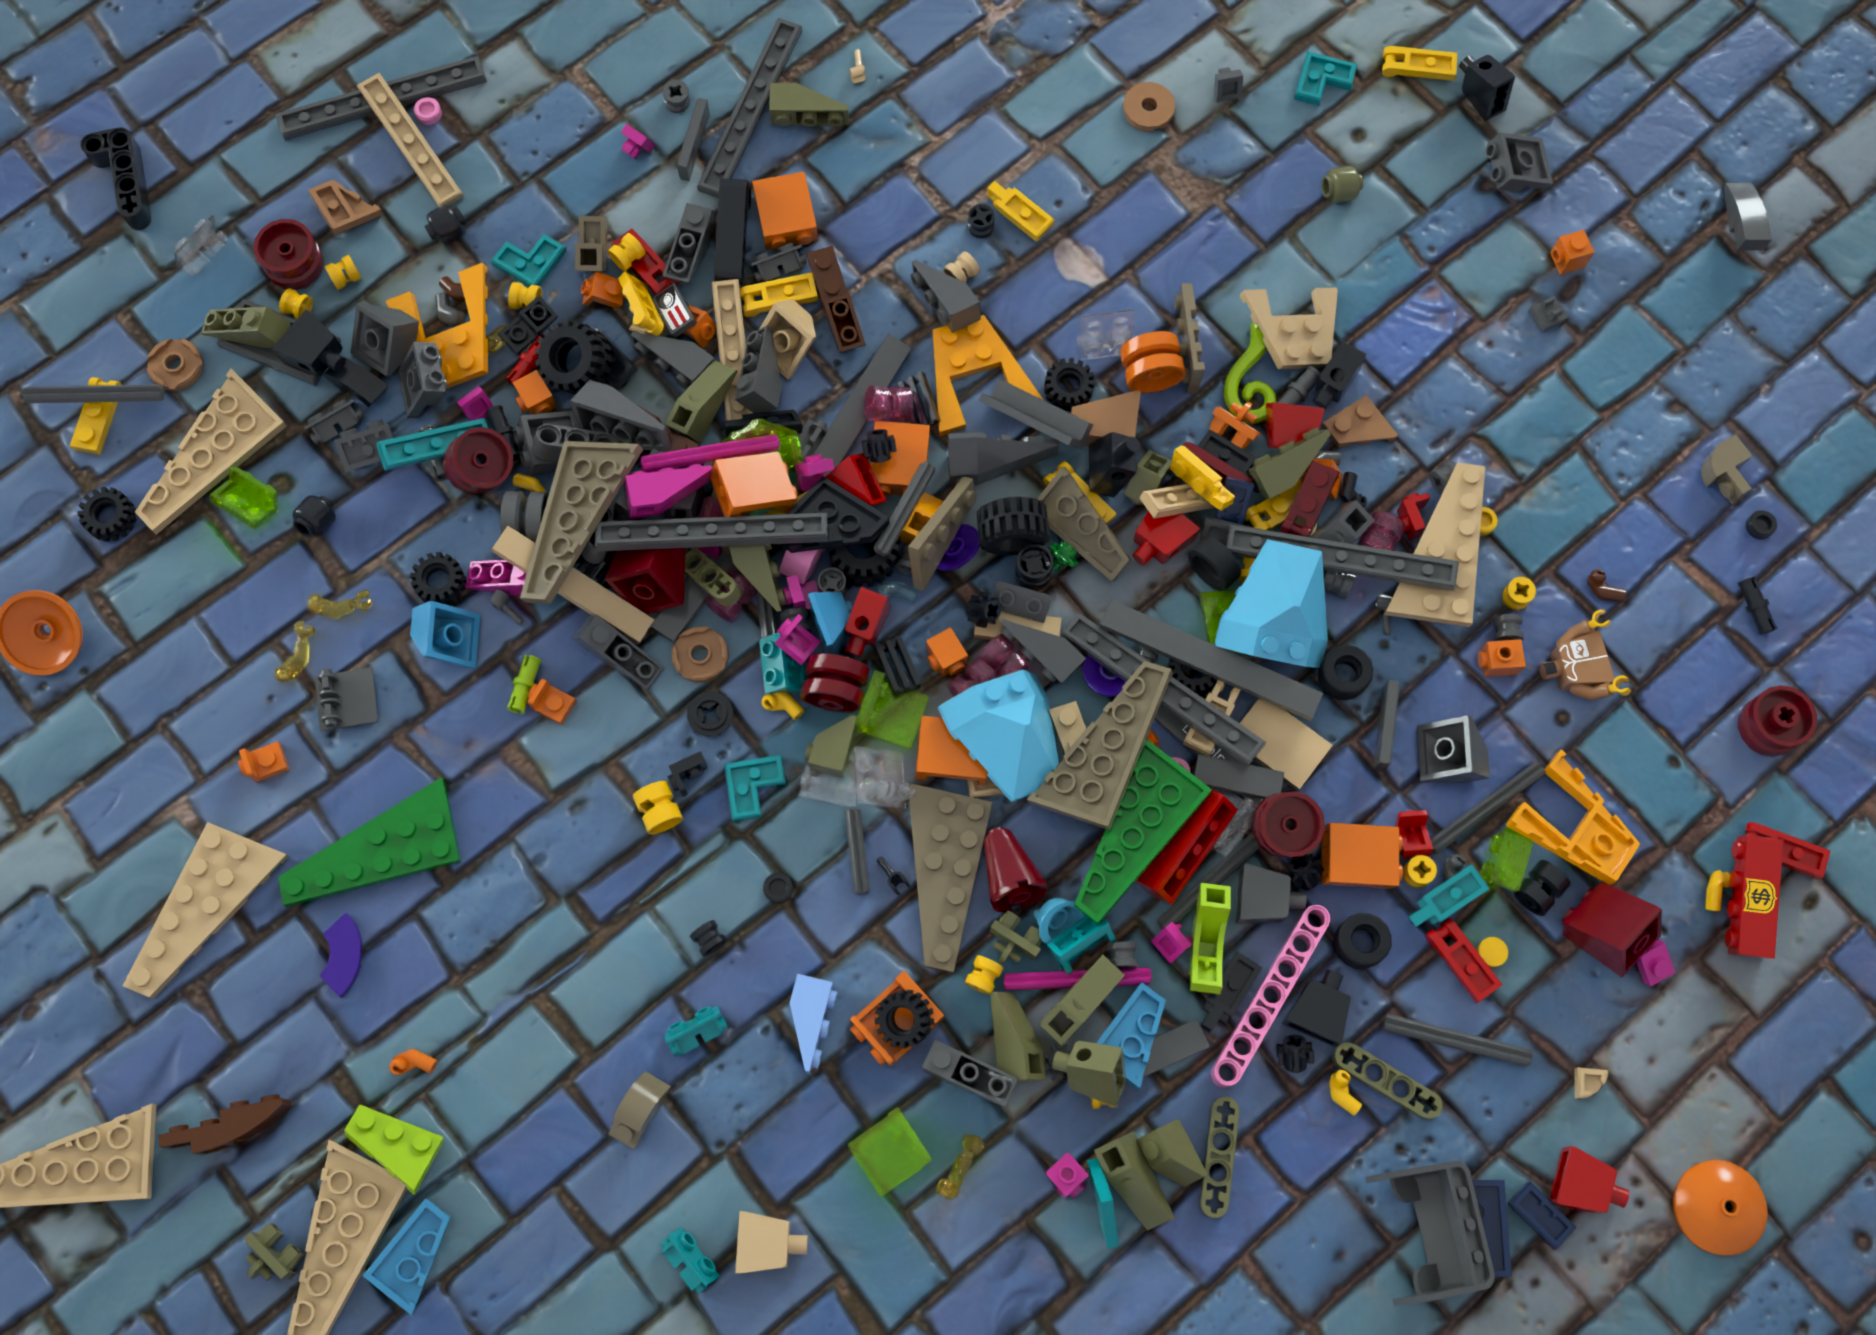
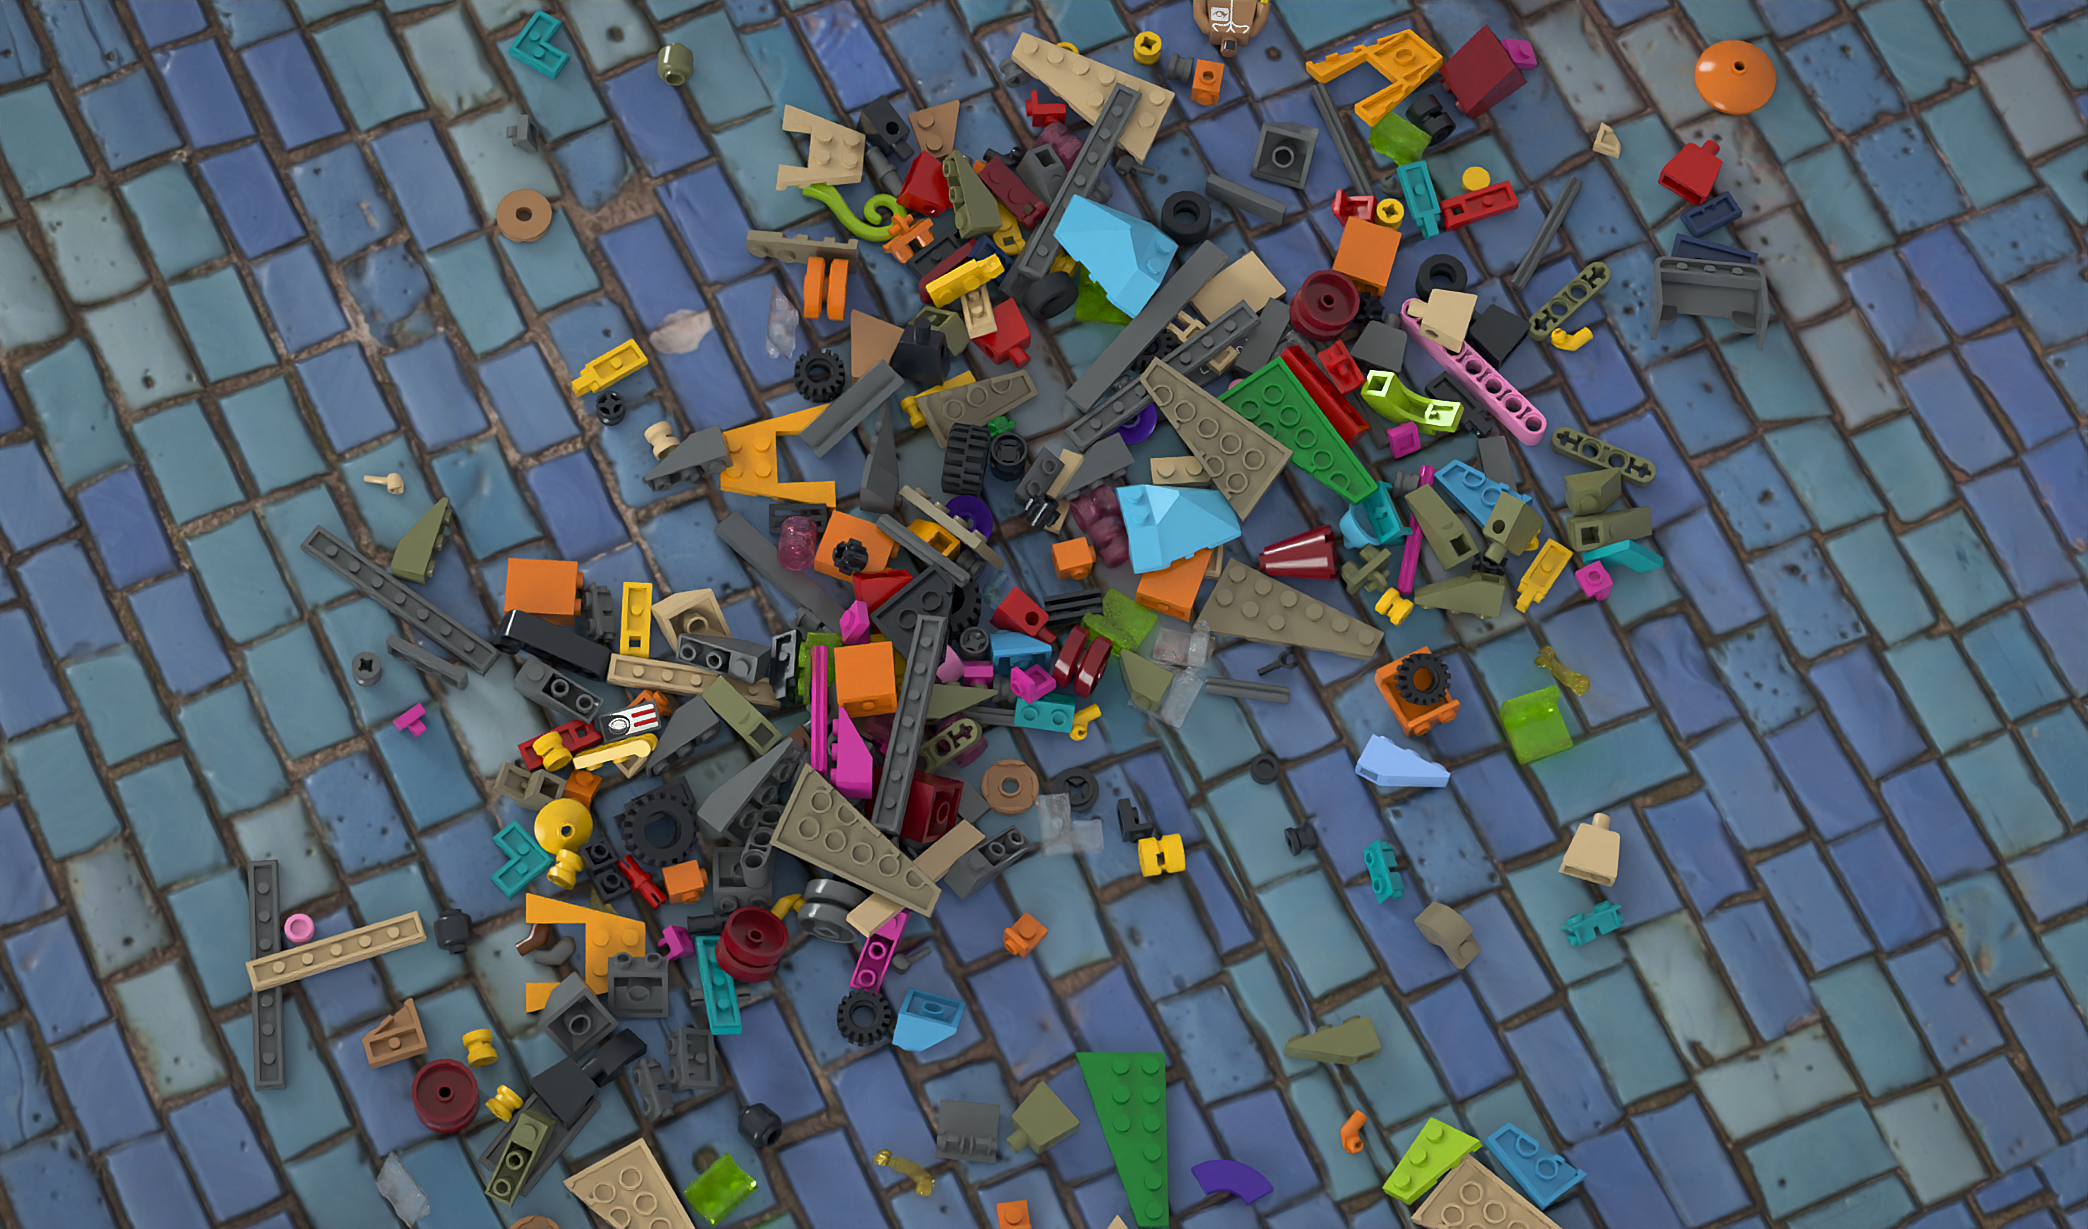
camera: 80 degrees left, 5 degrees down
(332, 609) = (867, 1126): clear yellow arm -> none
(365, 761) = (1041, 1121): none -> olive torso
(500, 1032) = (1342, 1044): none -> olive slope
(523, 684) = (999, 956): lime pin -> none
(570, 283) = (557, 815): none -> yellow dish
(653, 707) = (1062, 836): none -> clear brick
(746, 778) = (1150, 775): teal tile -> none
(835, 299) = (664, 569): reddish brown slope -> none
(969, 1074) = (1484, 639): dark grey slope -> none
(1065, 1121) = (1542, 574): none -> yellow hinge
(1224, 858) = (1342, 368): none -> red hips
(1295, 1053) = (1529, 366): black gear -> none
(1314, 949) = (1444, 317): none -> tan torso

